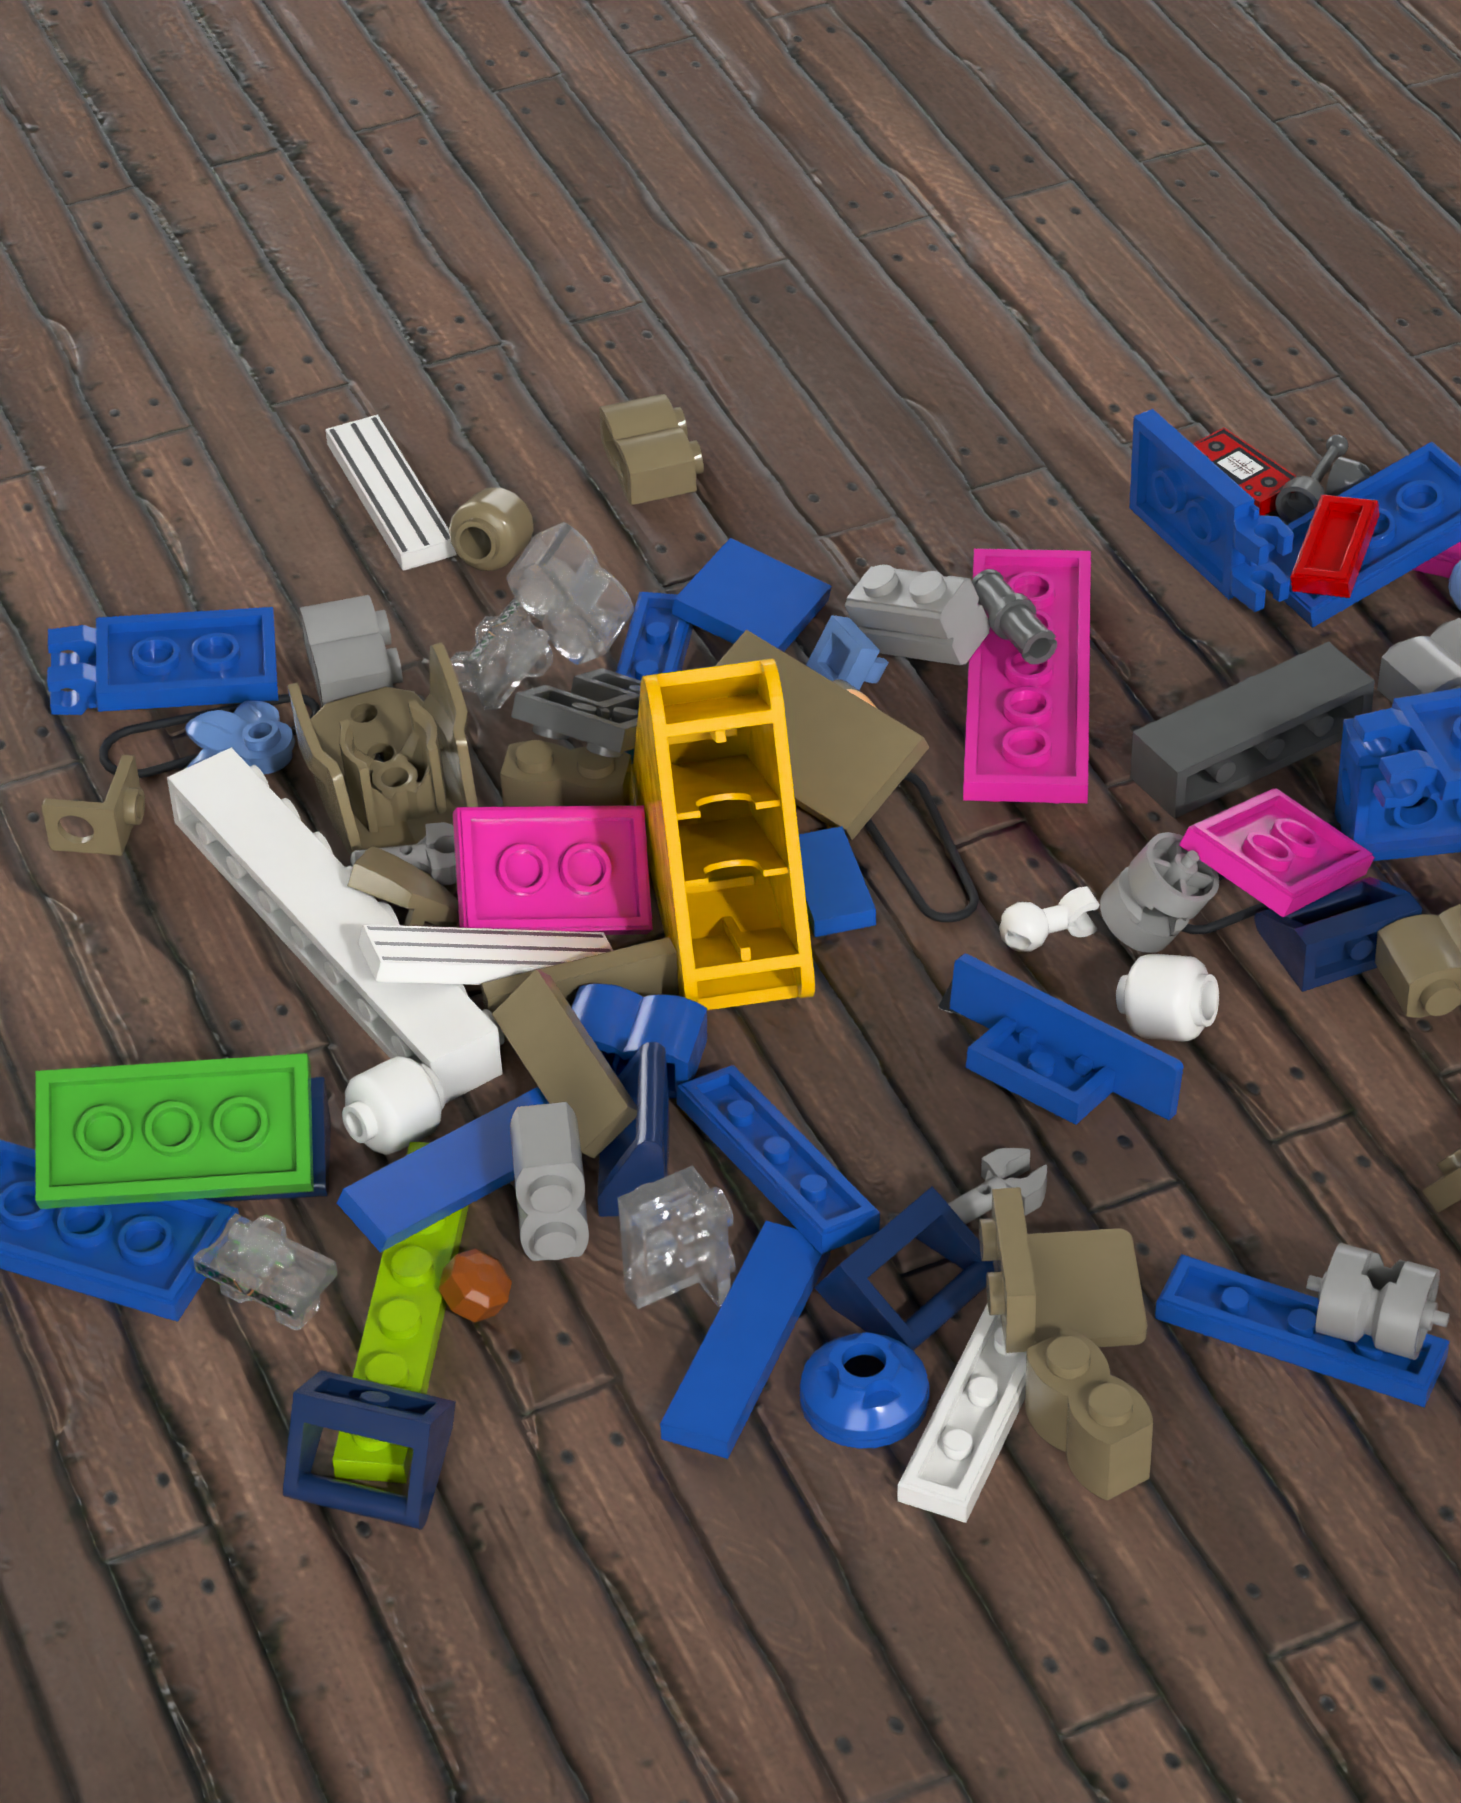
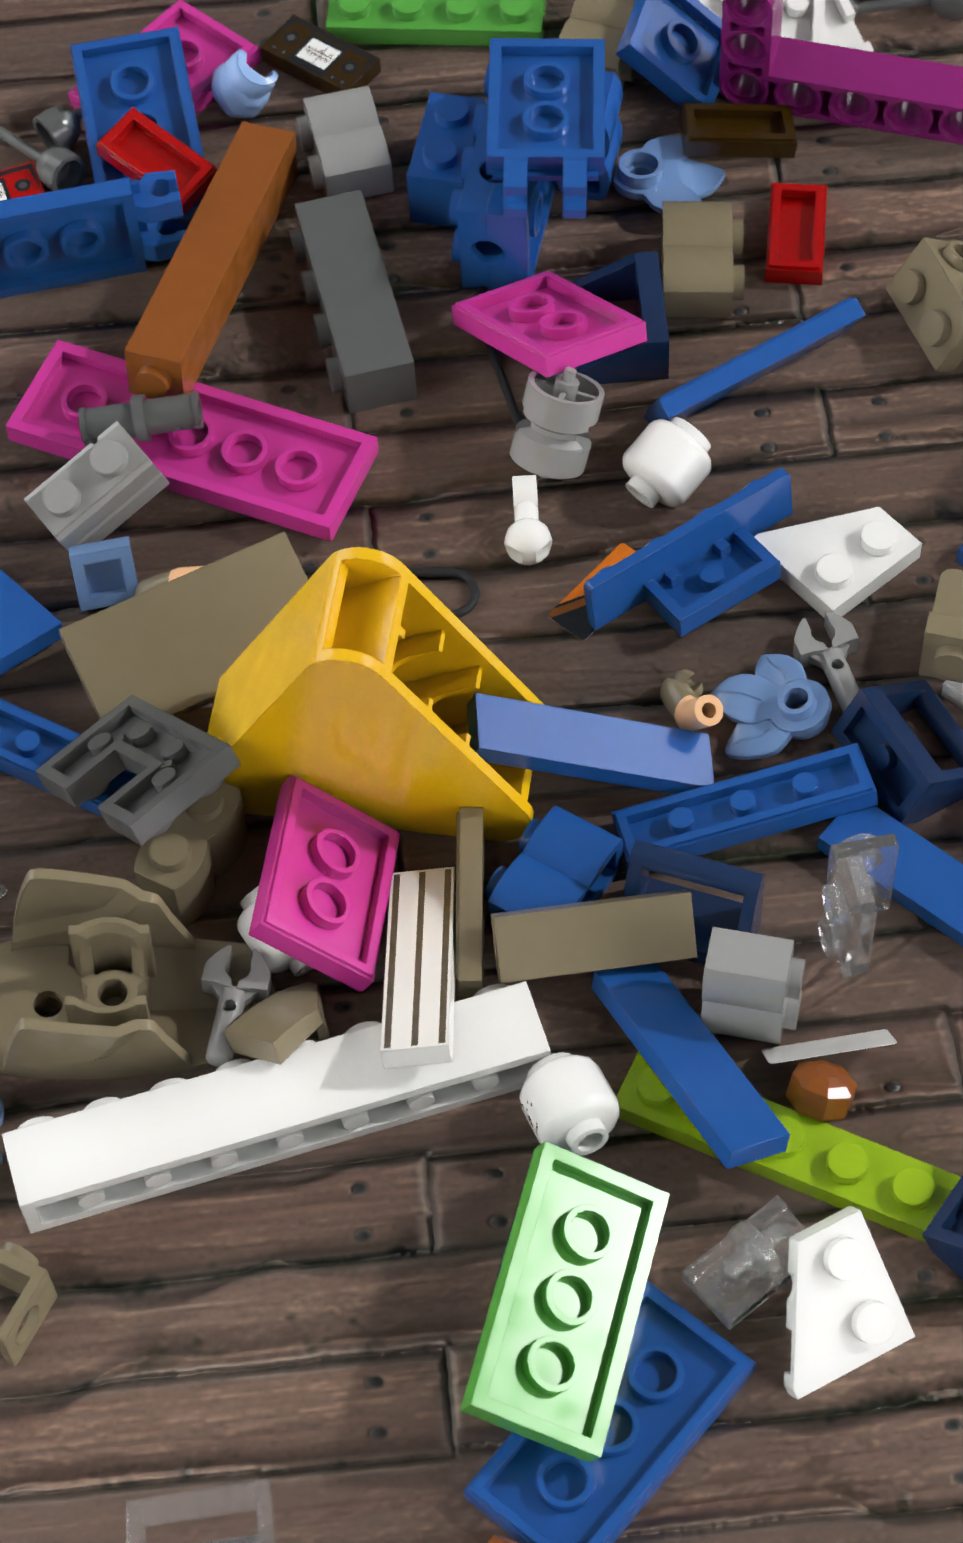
camera: 70 degrees left, 15 degrees up
(242, 1337) = (839, 1302): none -> white wing
(530, 1285) = (828, 1046): none -> white sticker
(776, 1007) = (588, 745): none -> tile
(881, 1089) = (686, 704): none -> arm
(912, 1154) = (765, 705): none -> medium blue plate
(1127, 1169) = (841, 557): none -> white wing
(1227, 612) = (212, 262): none -> dark orange brick
(1335, 1033) = (757, 362): none -> blue tile

